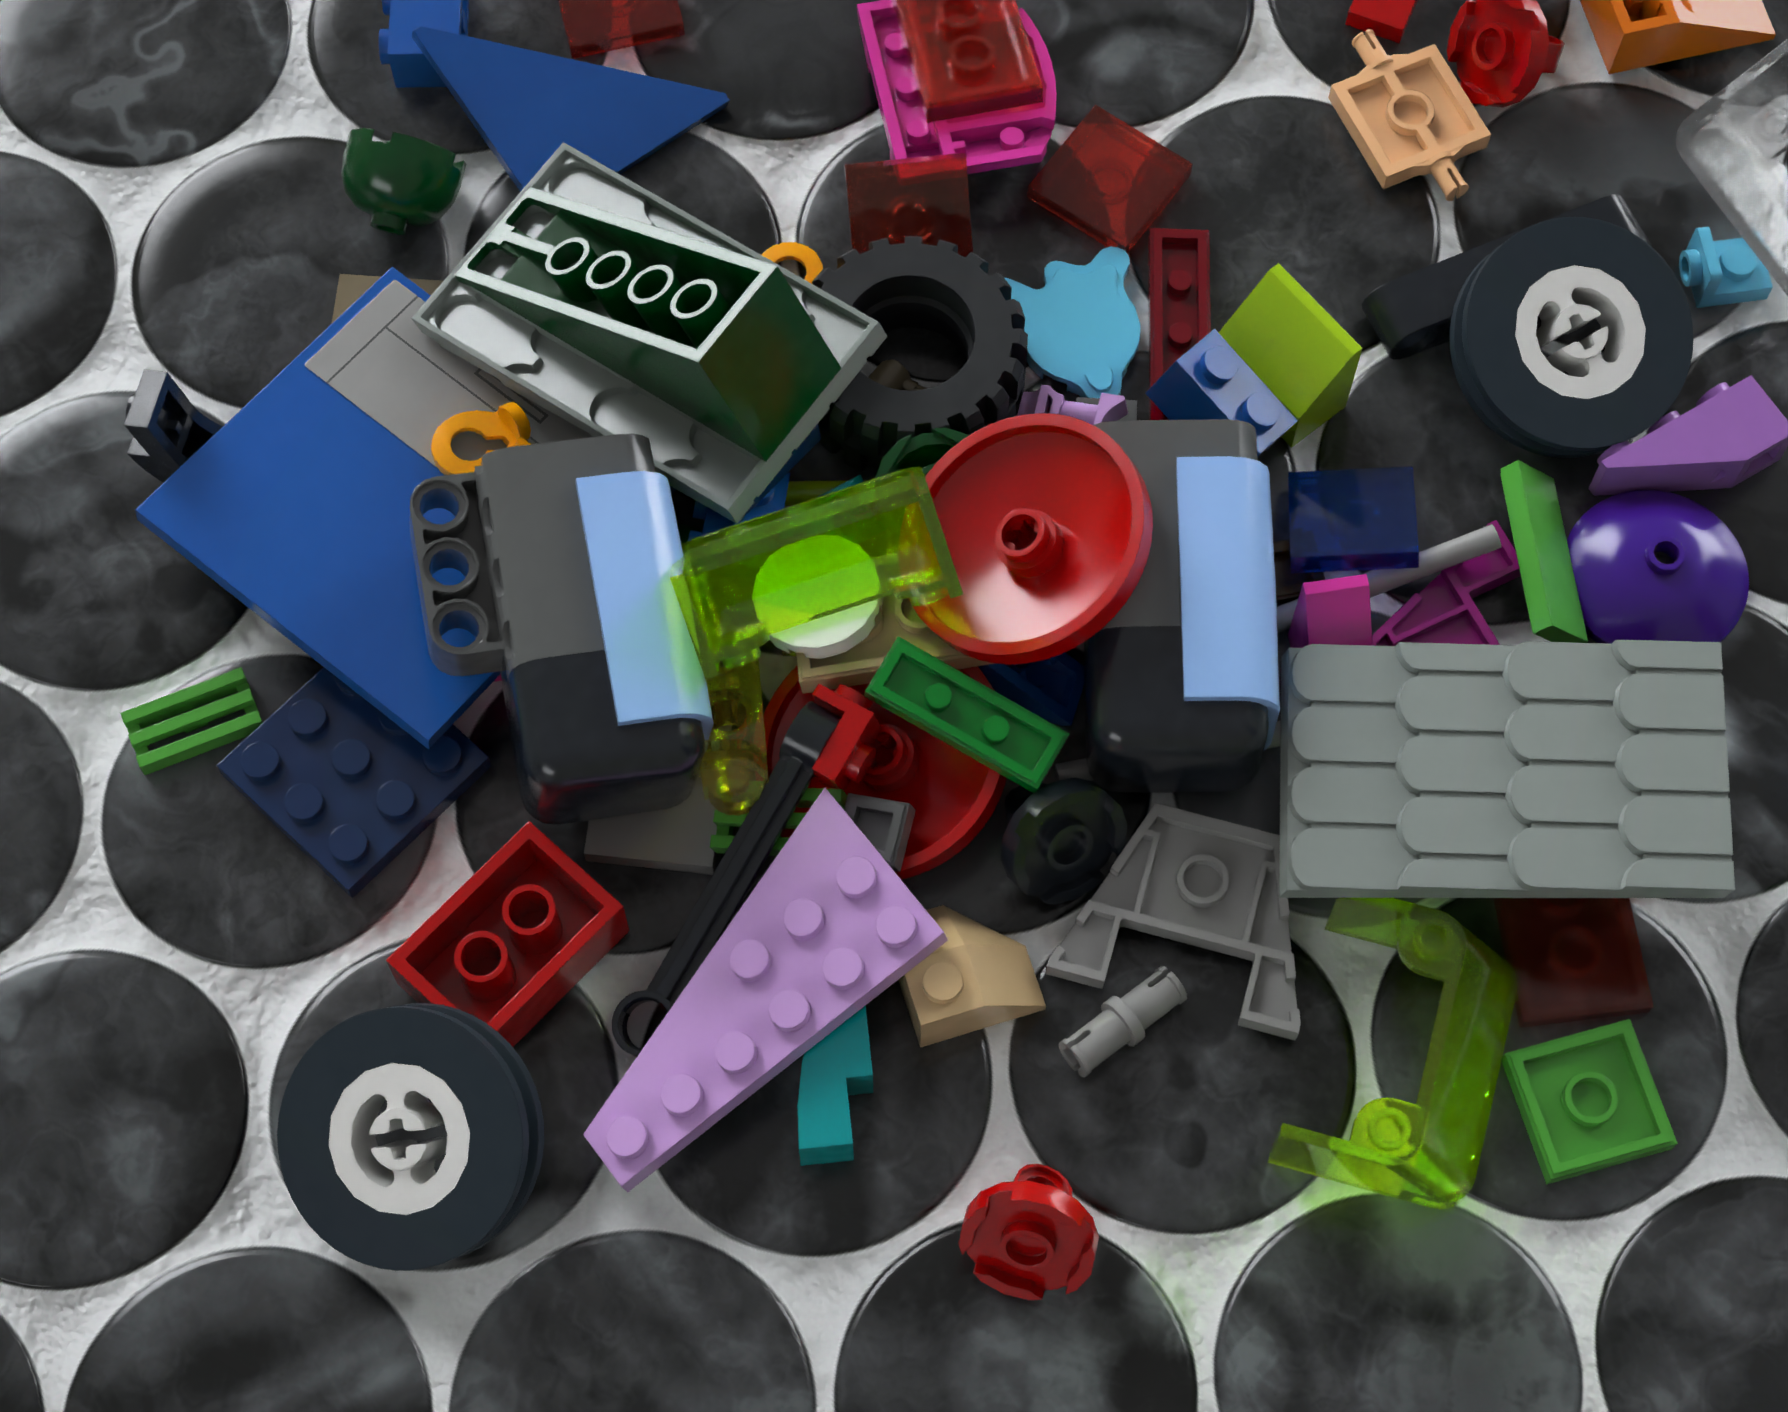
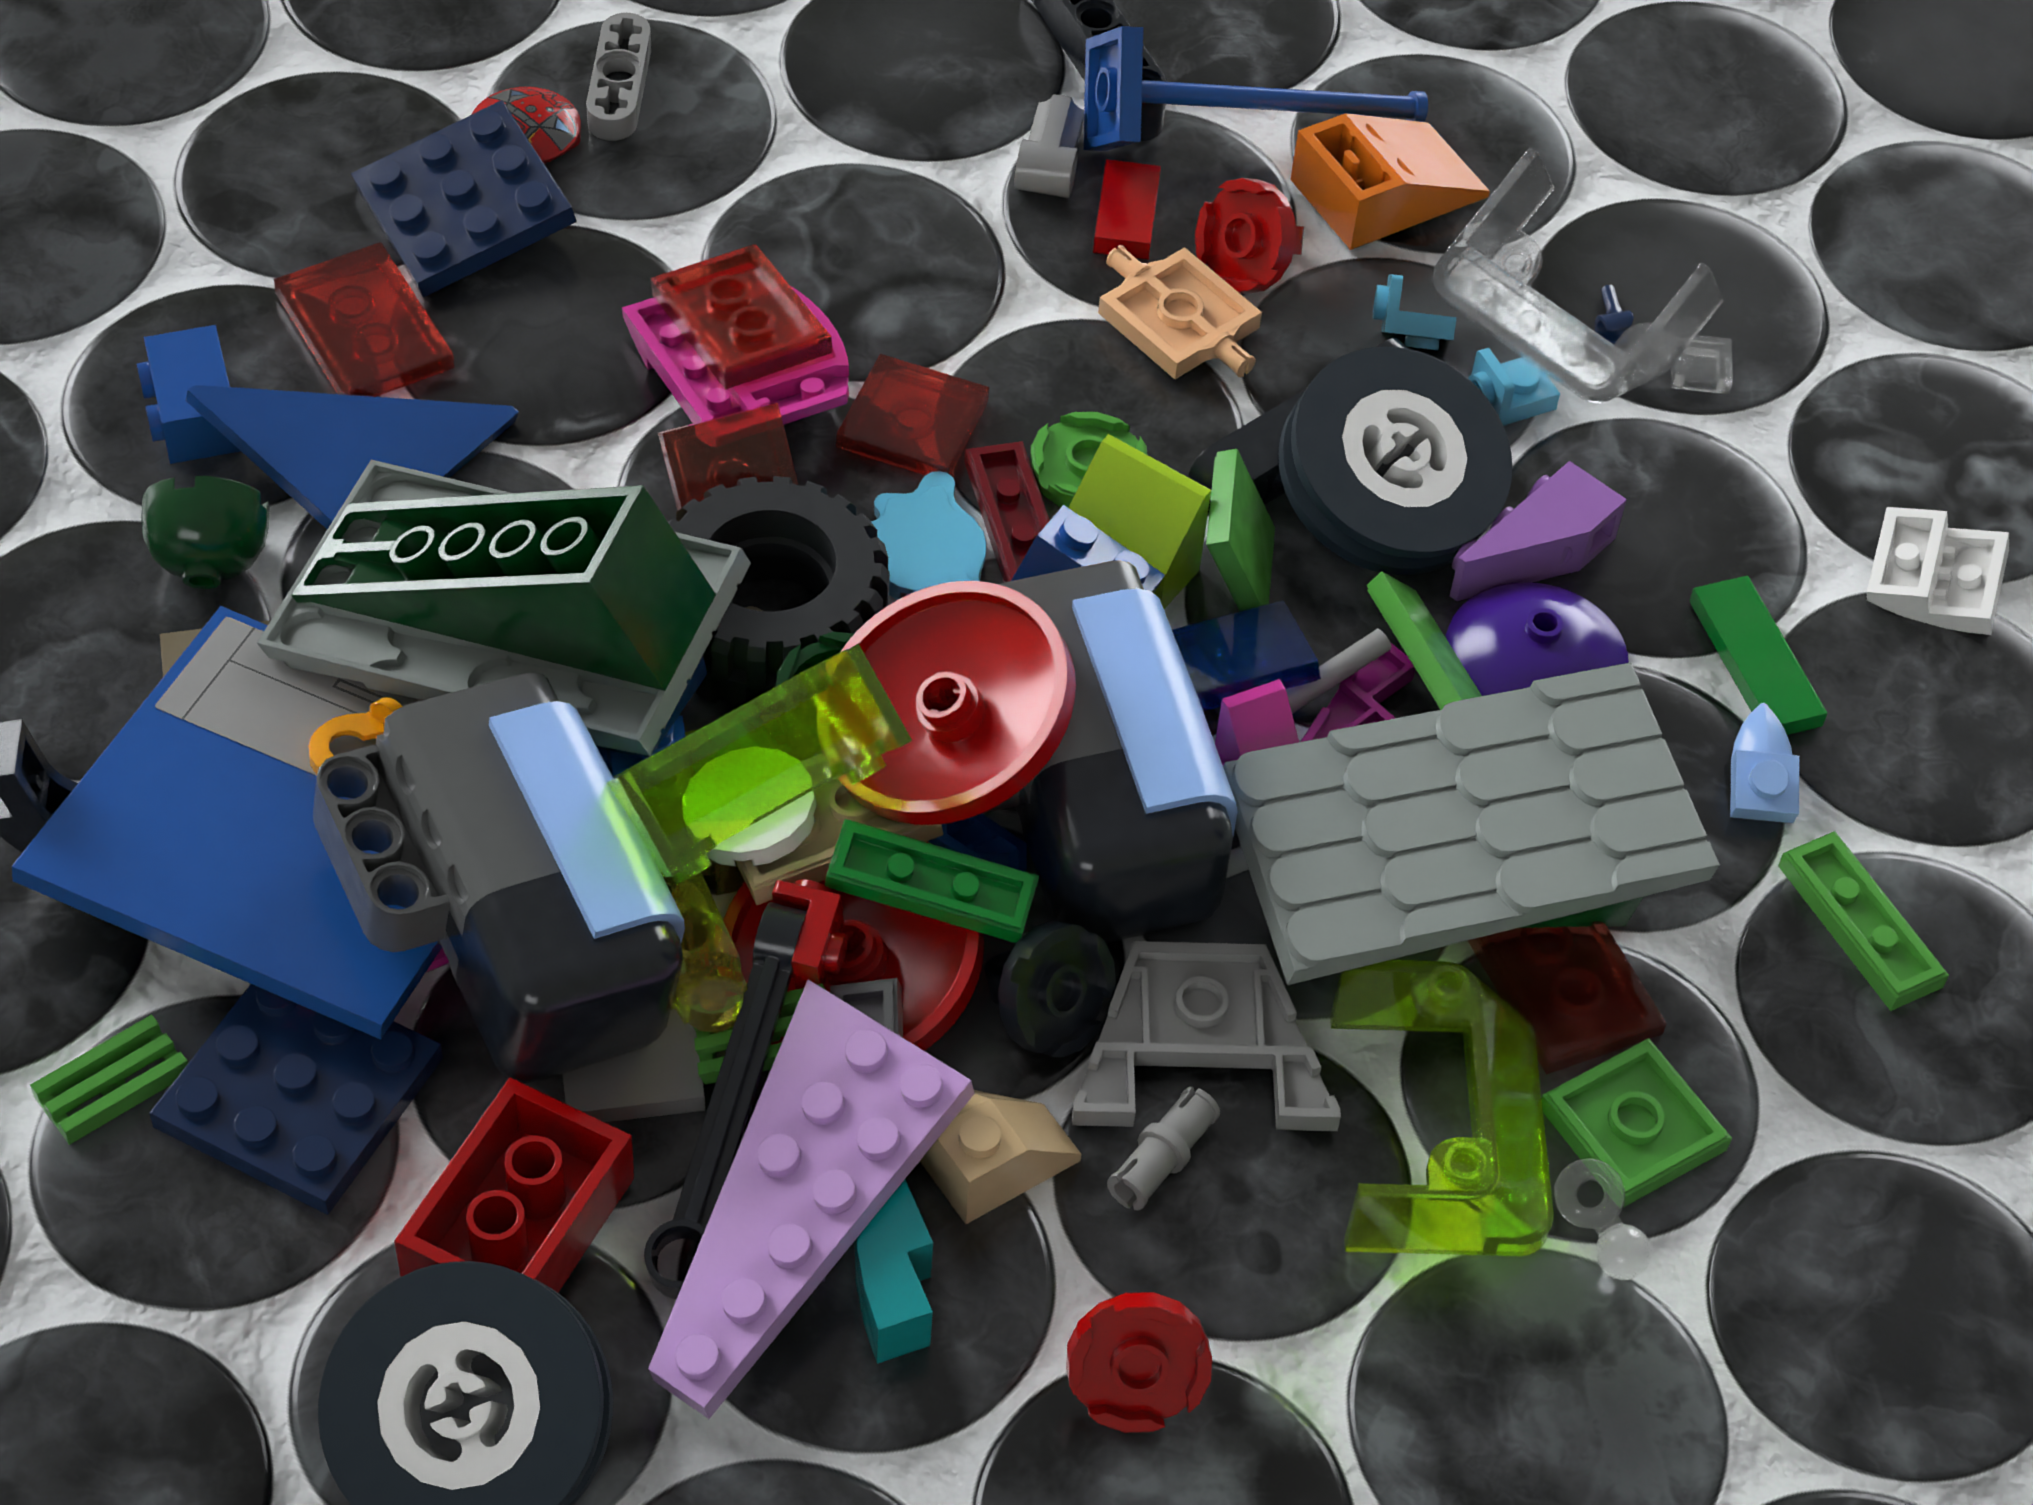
camera: 20 degrees left, 15 degrees down
(1256, 244) = (1067, 448): none -> bright green tile
(1388, 388) = (1240, 532): none -> bright green tile
(1530, 1229) = (1621, 1248): none -> clear plate
(1648, 181) = (1419, 329): none -> medium azure bracket

